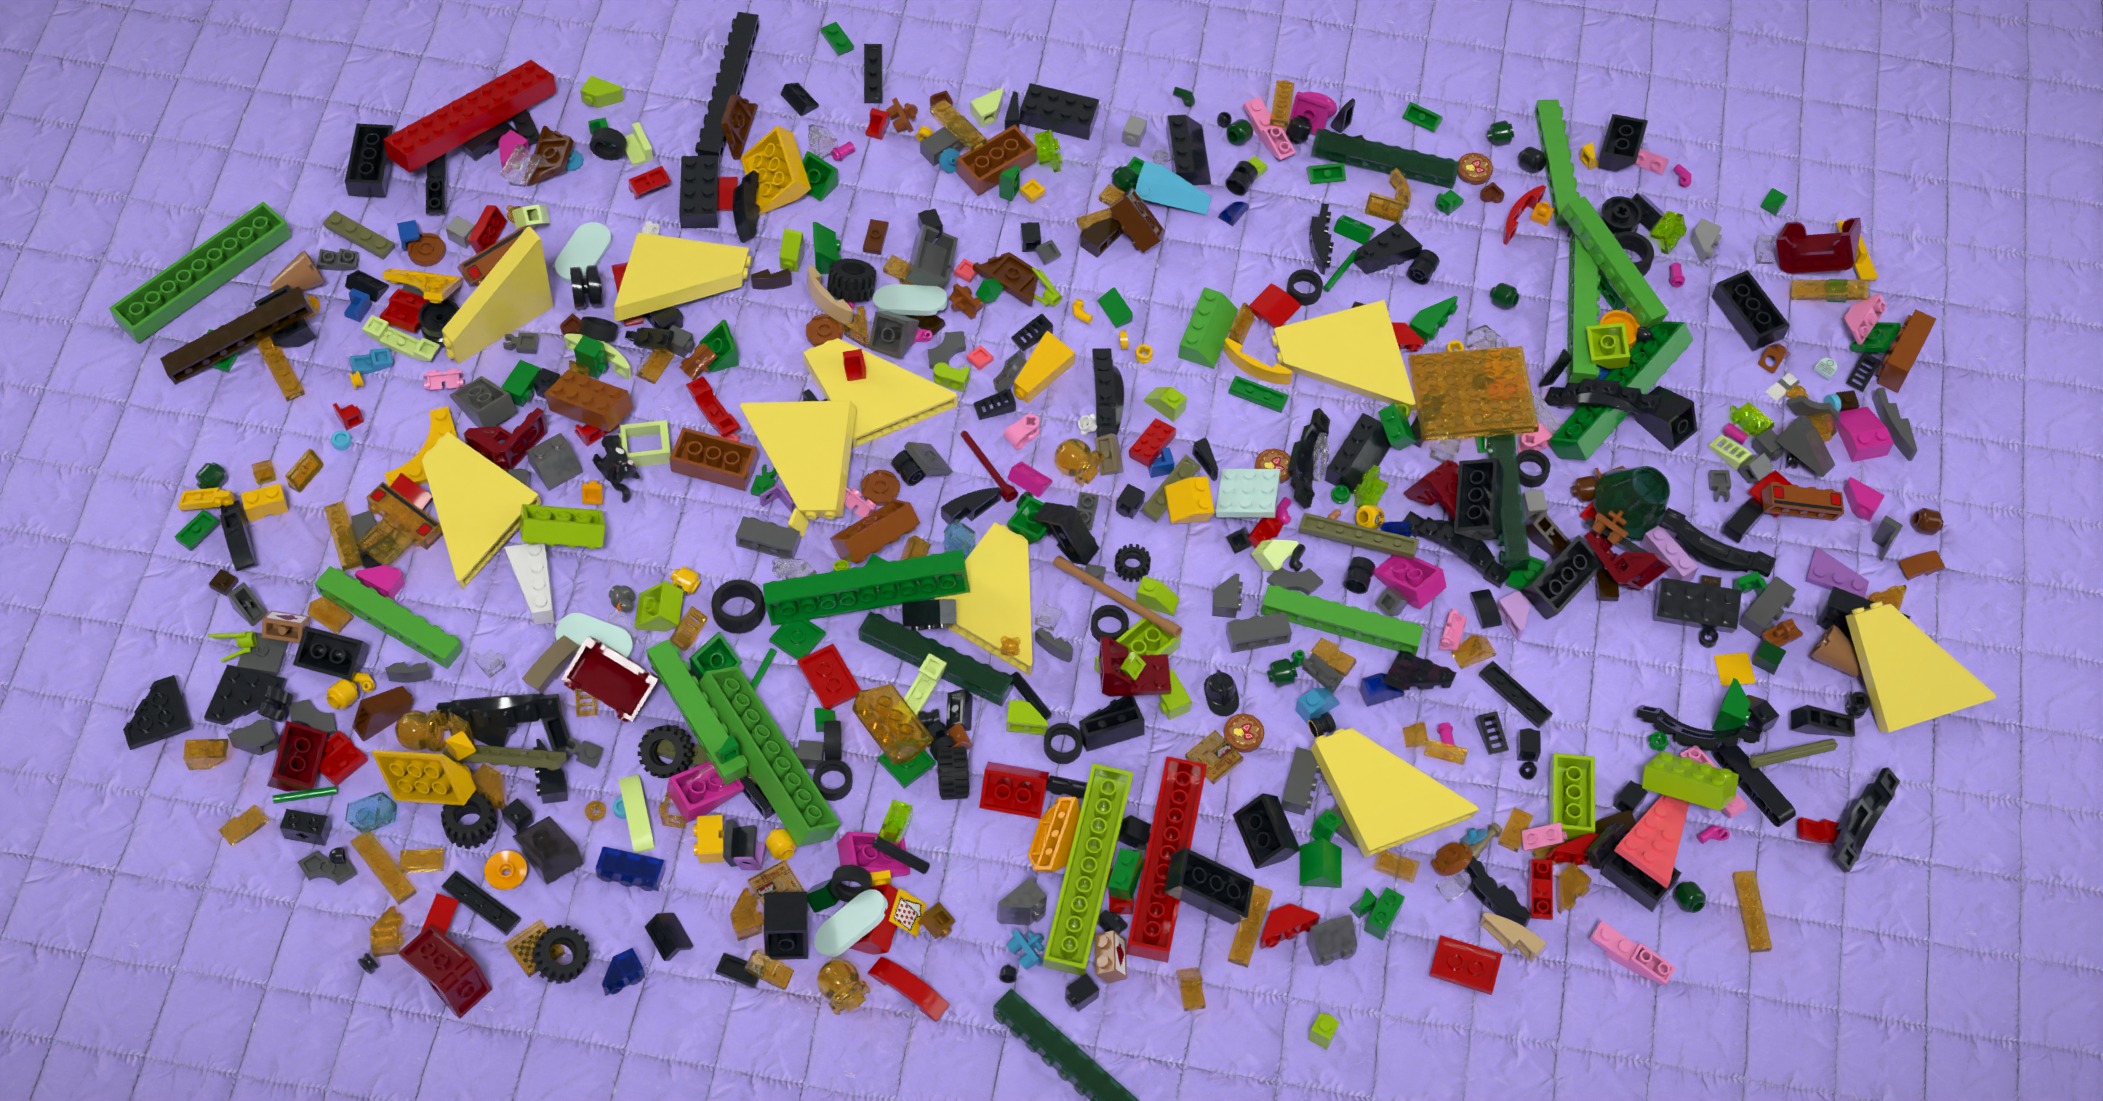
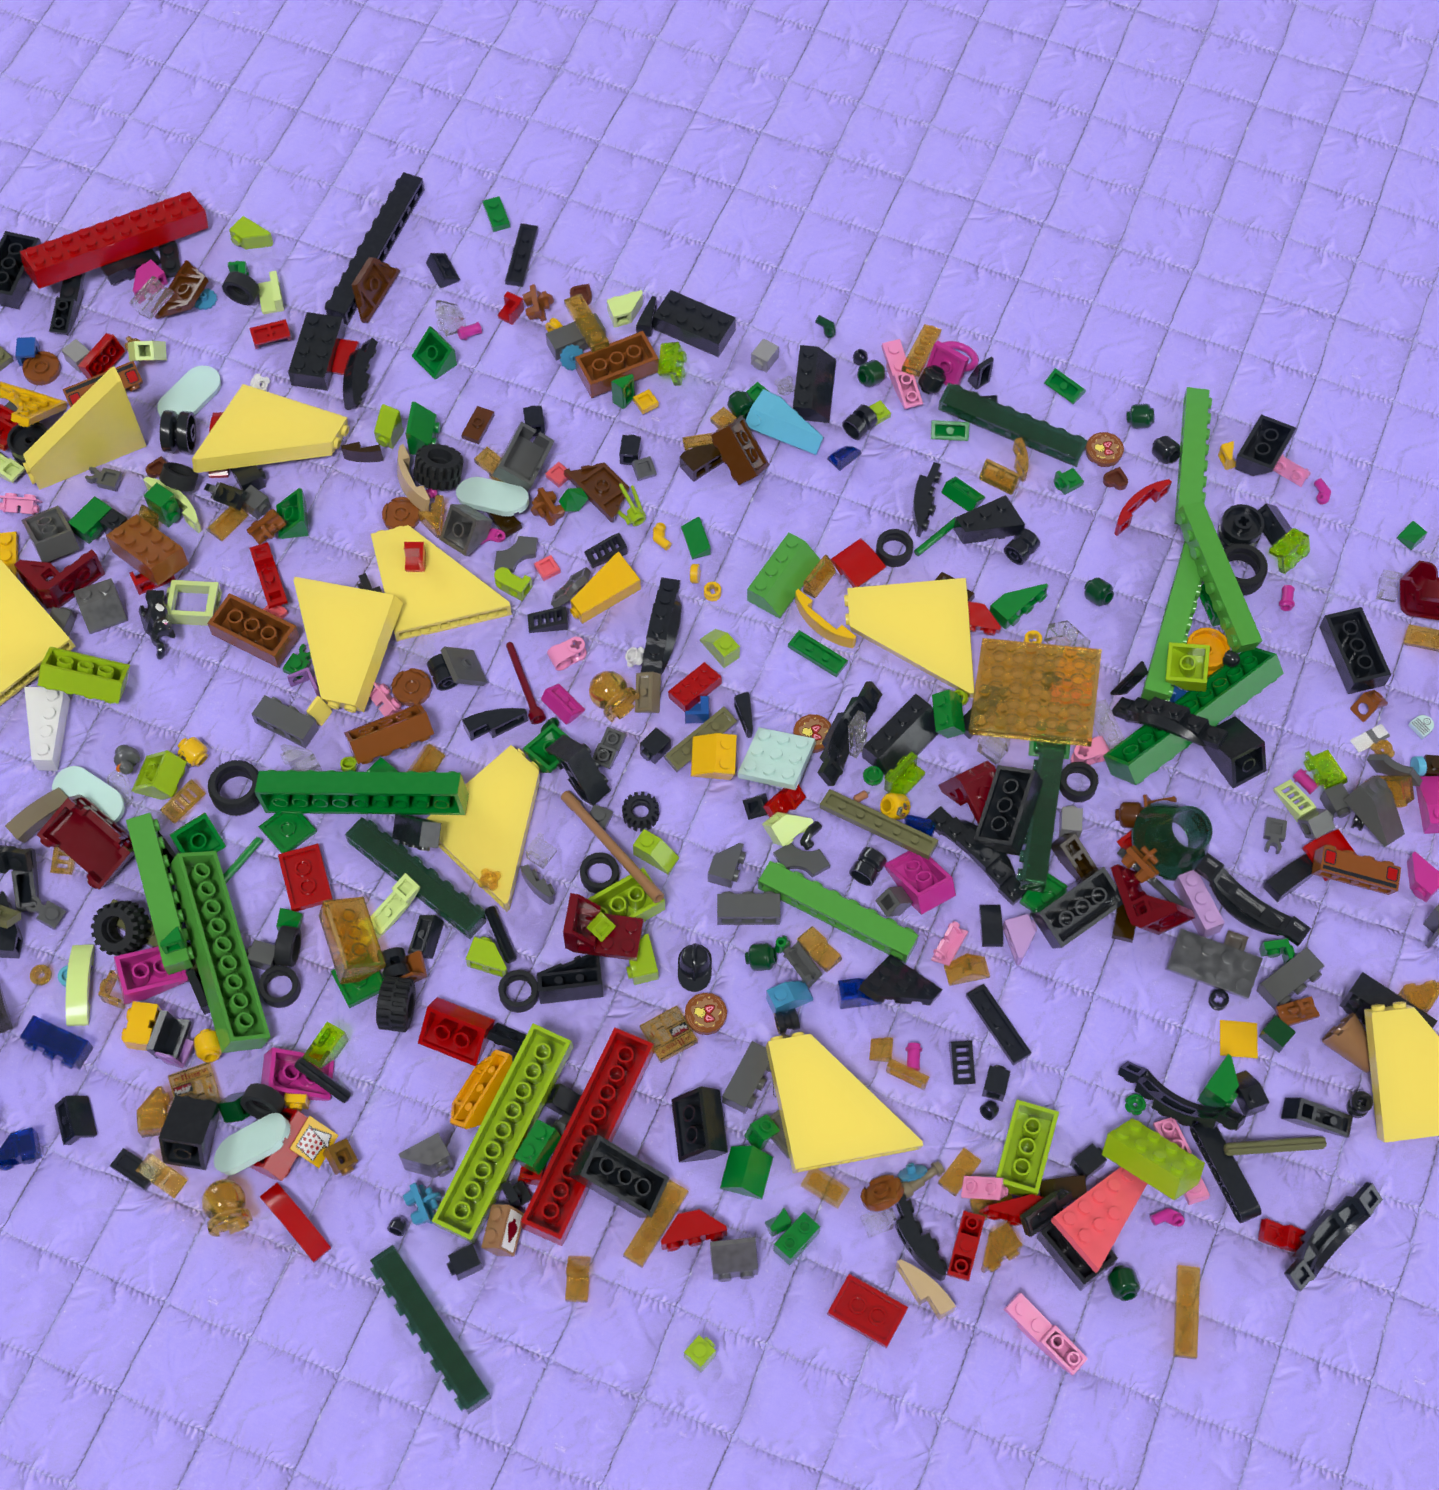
camera: 15 degrees right, 5 degrees up
(592, 493) = (128, 644): light orange tile -> none
(779, 169) = (399, 341): yellow slope -> none
(929, 718) = (391, 940): black wheel -> none
(959, 537) = (469, 758): clear light blue brick -> none
(1281, 510) = (807, 783): dark pink arm -> none
(1542, 213) = (1162, 509): light orange tile -> none
(1704, 238) = (1327, 563): light grey slope -> none
(1829, 572) = (1373, 956): medium lavender wing -> none

